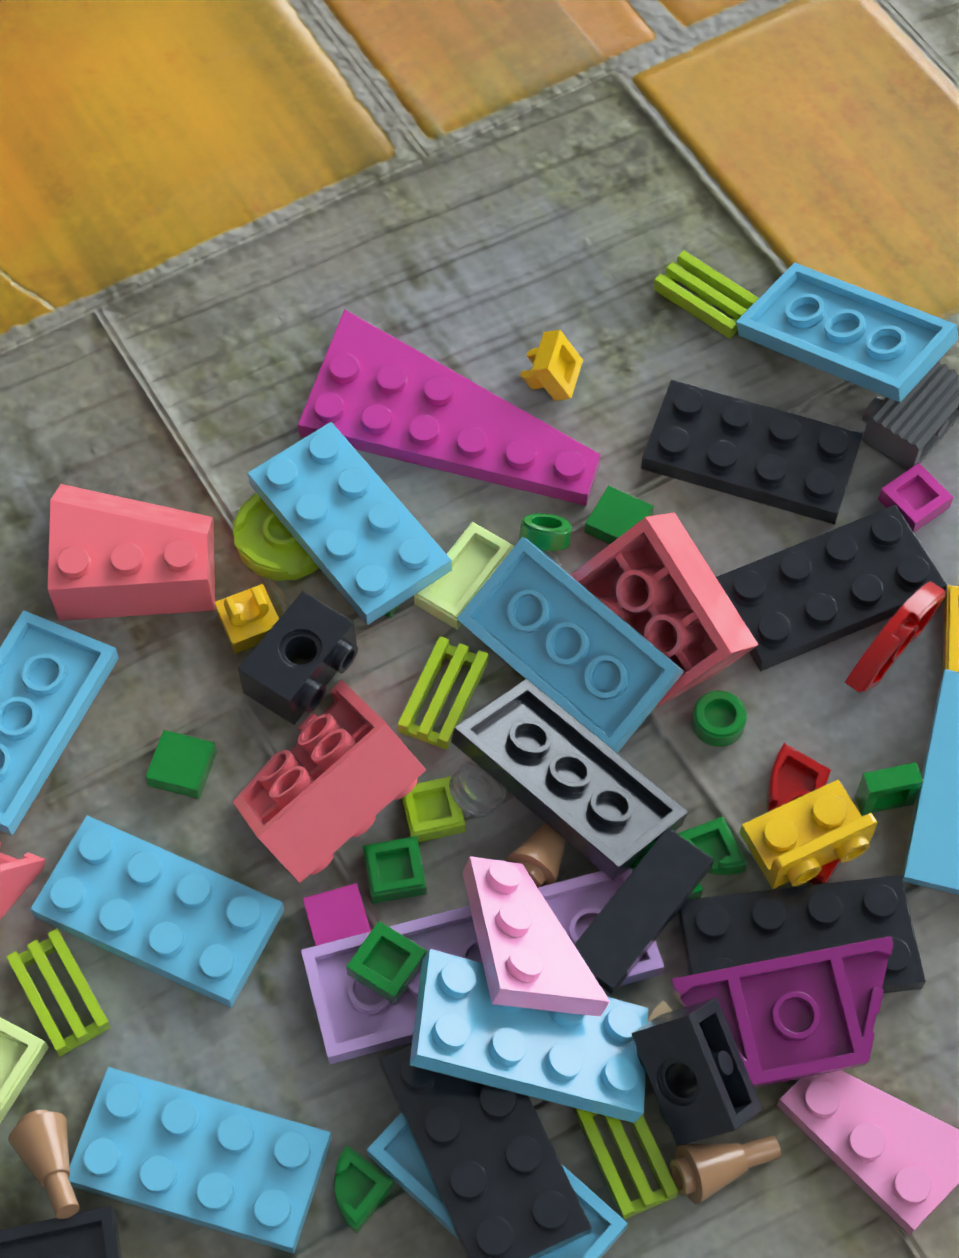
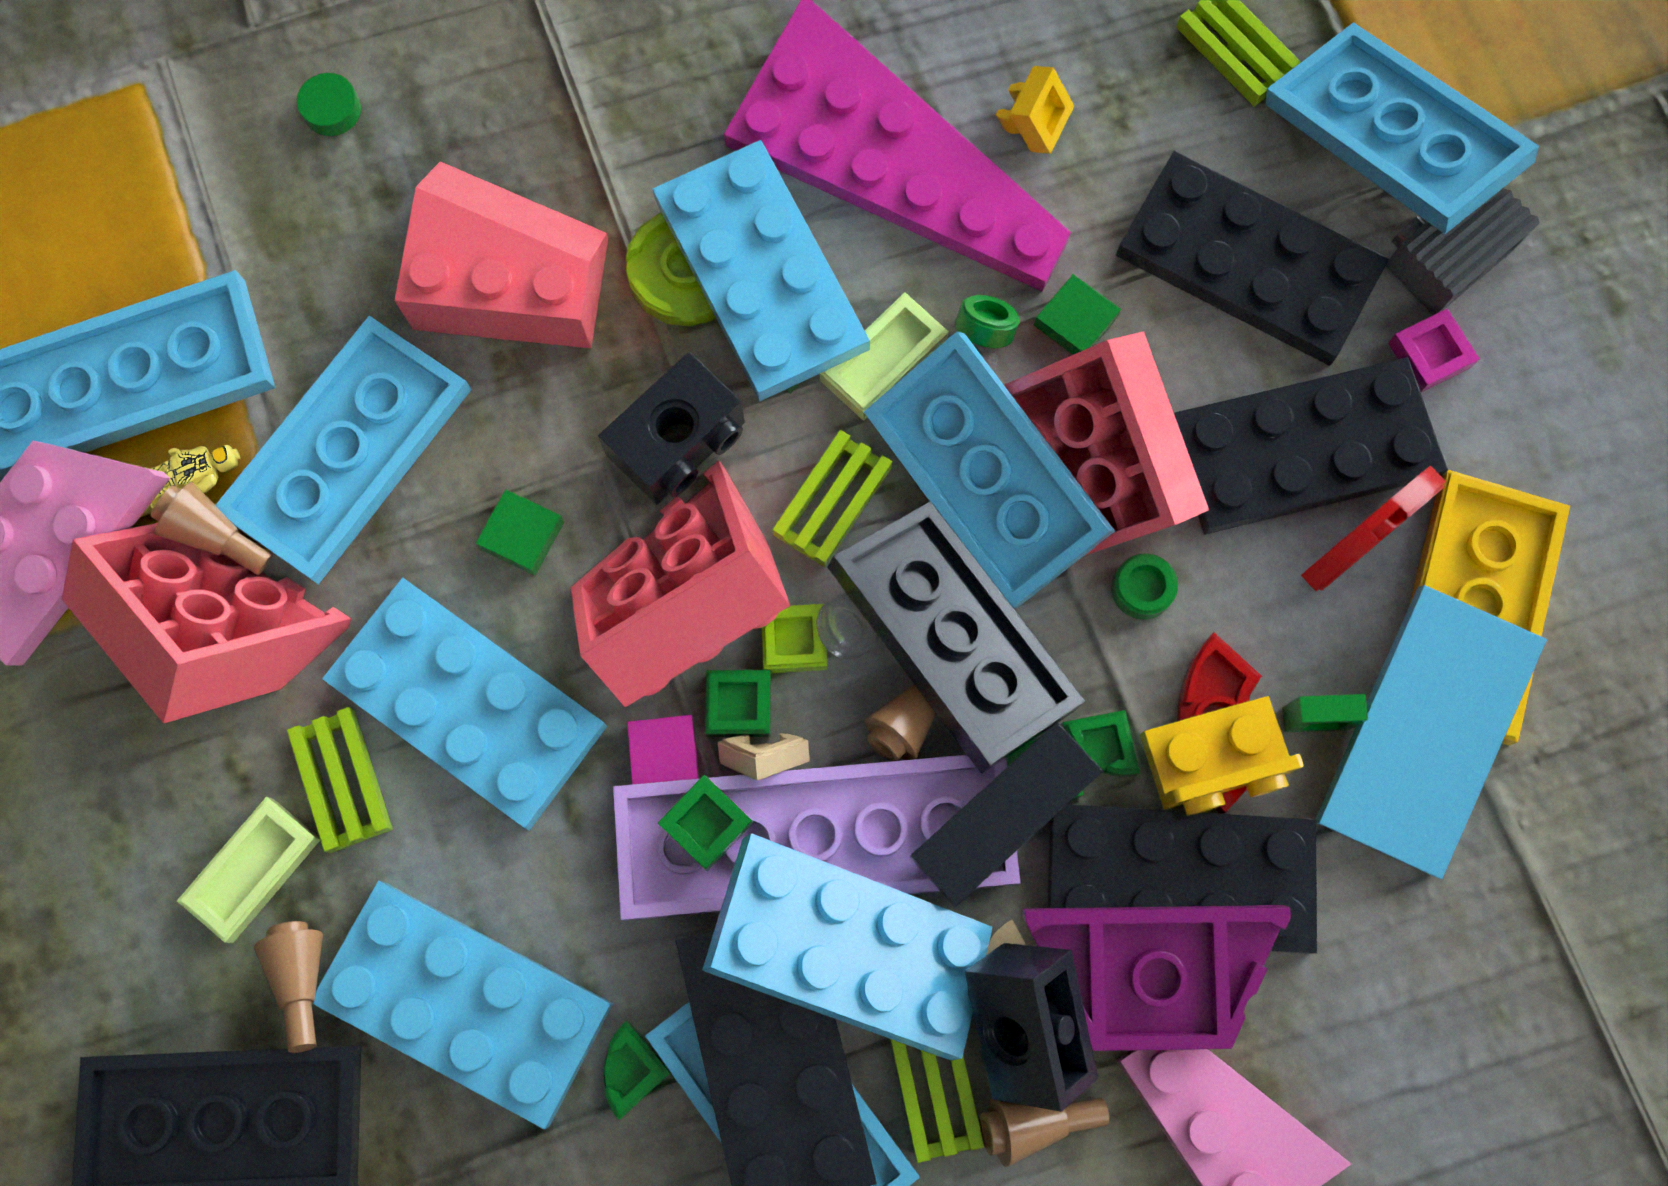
camera: 10 degrees right, 15 degrees up
(246, 617) = (625, 366): yellow tile -> none
(423, 906) = (763, 759): none -> tan tile
(524, 945) = (862, 841): wing -> none

